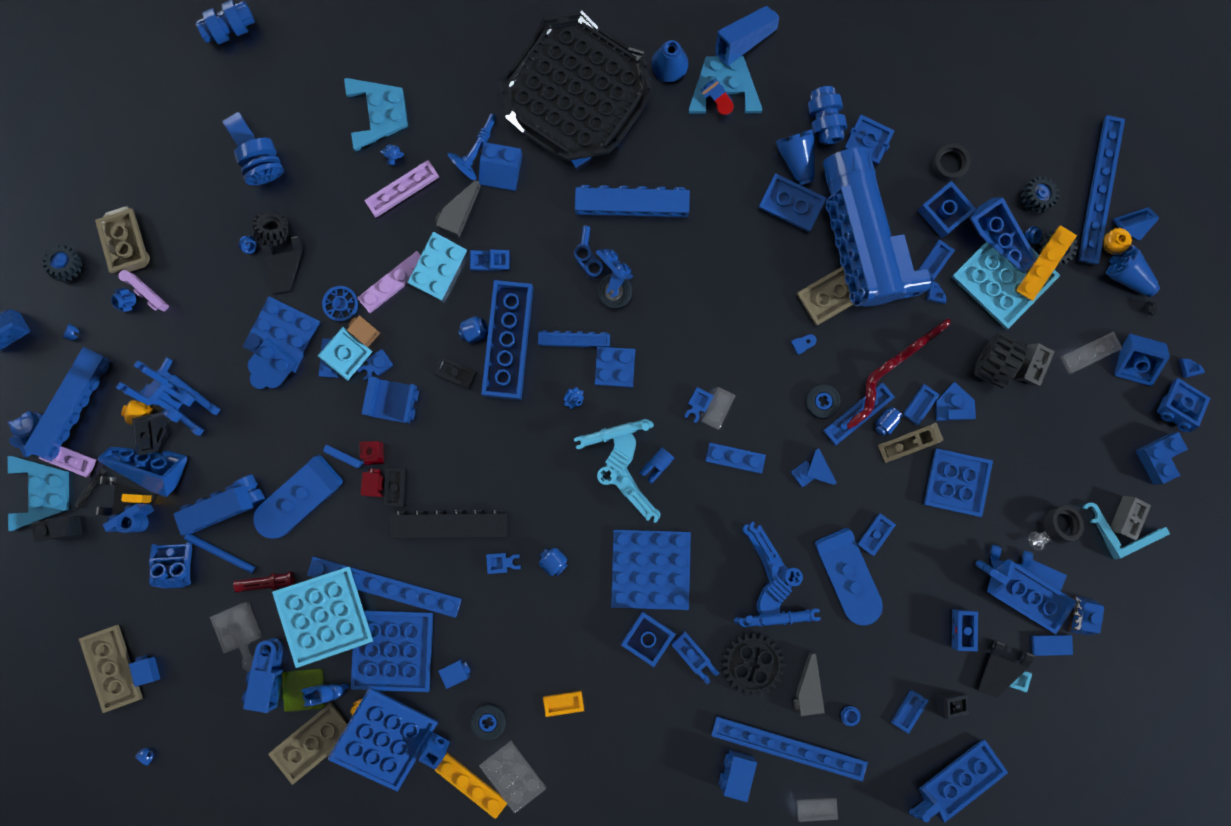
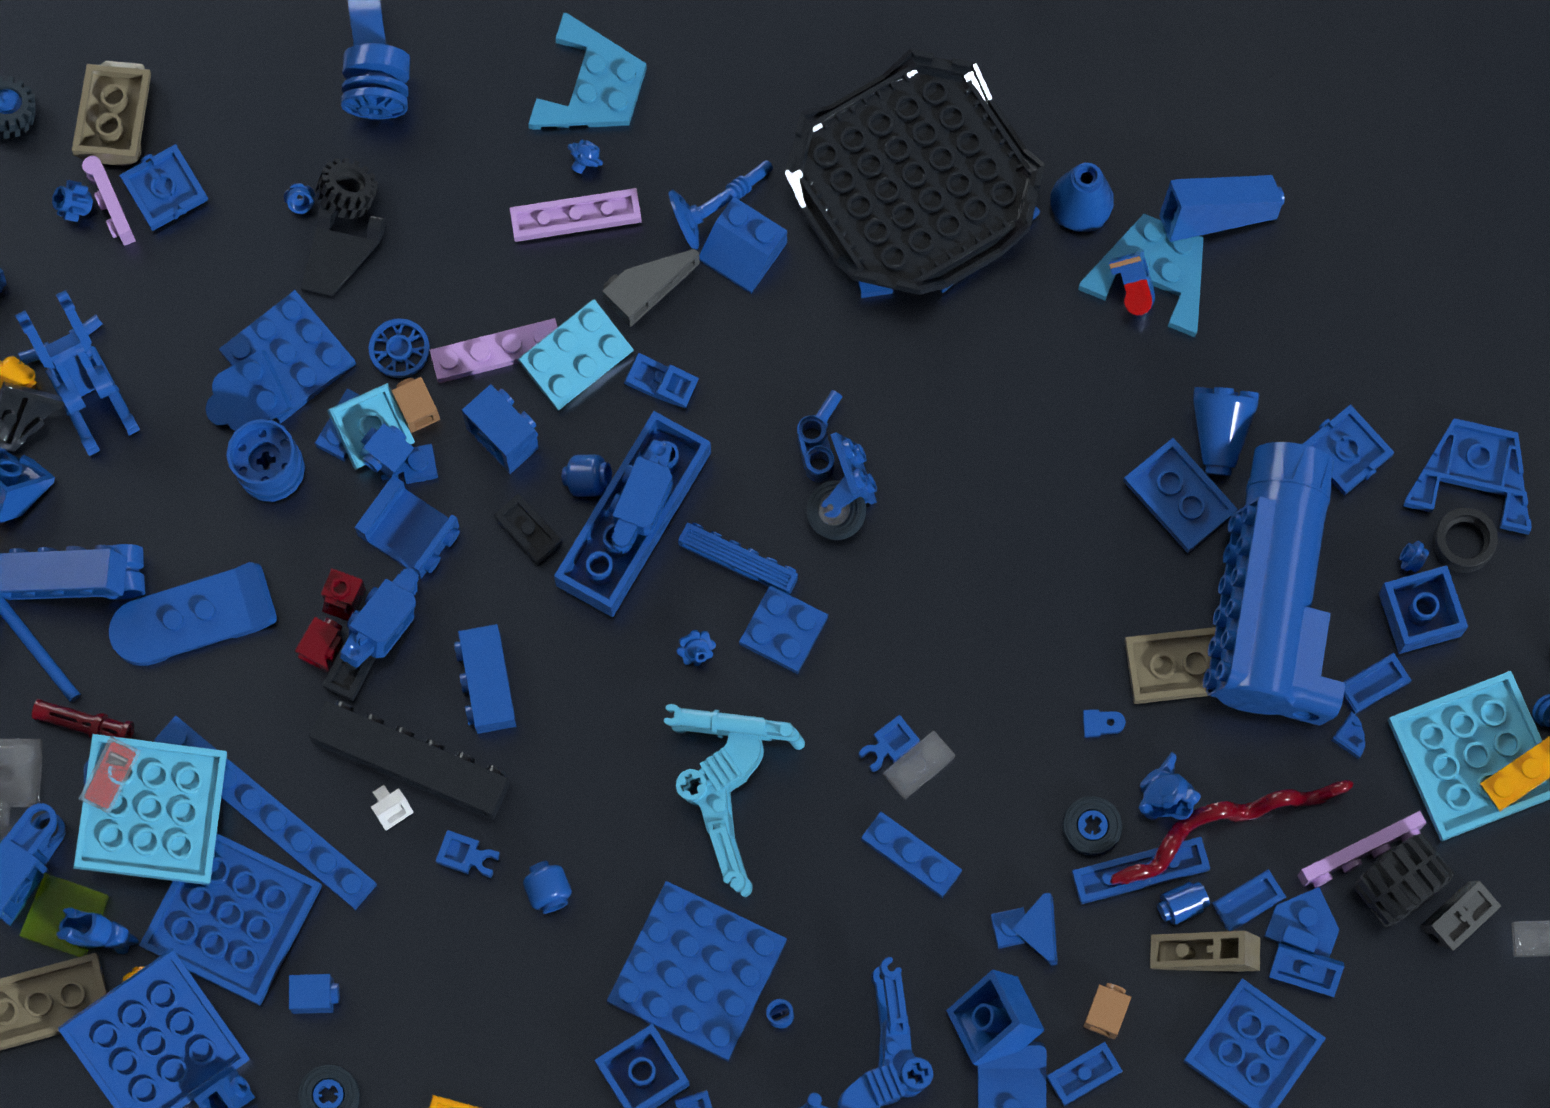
camera: 25 degrees right, 10 degrees down
(170, 270) = (163, 187): none -> blue plate
(287, 393) = (253, 449): none -> blue wheel
(291, 610) = (110, 774): none -> clear slope
(343, 456) = (295, 582): blue tile -> none
(358, 364) = (385, 449): none -> blue brick
(399, 457) = (382, 619): none -> blue hinge
(415, 325) = (501, 428): none -> blue brick
(450, 555) = (390, 807): none -> white tile
(469, 464) = (485, 679): none -> blue brick
(509, 330) = (643, 496): none -> blue hinge
(632, 202) = (926, 386): blue brick -> none
(660, 461) = (788, 805): blue hinge -> none
(702, 570) = (777, 1009): none -> blue hinge
(819, 527) = (995, 1018): none -> blue slope
(825, 107) = (1296, 370): blue piece -> none
(856, 367) = (1167, 793): none -> blue animal
(874, 496) = (1107, 1010): none -> medium nougat brick
(928, 183) = (1413, 556): none -> blue plate
(939, 115) = (1480, 460): none -> blue wing
(964, 358) = (1349, 857): none -> lavender plate
(967, 428) = (1306, 969): none -> blue plate
(999, 228) = (1493, 676): blue wedge -> none

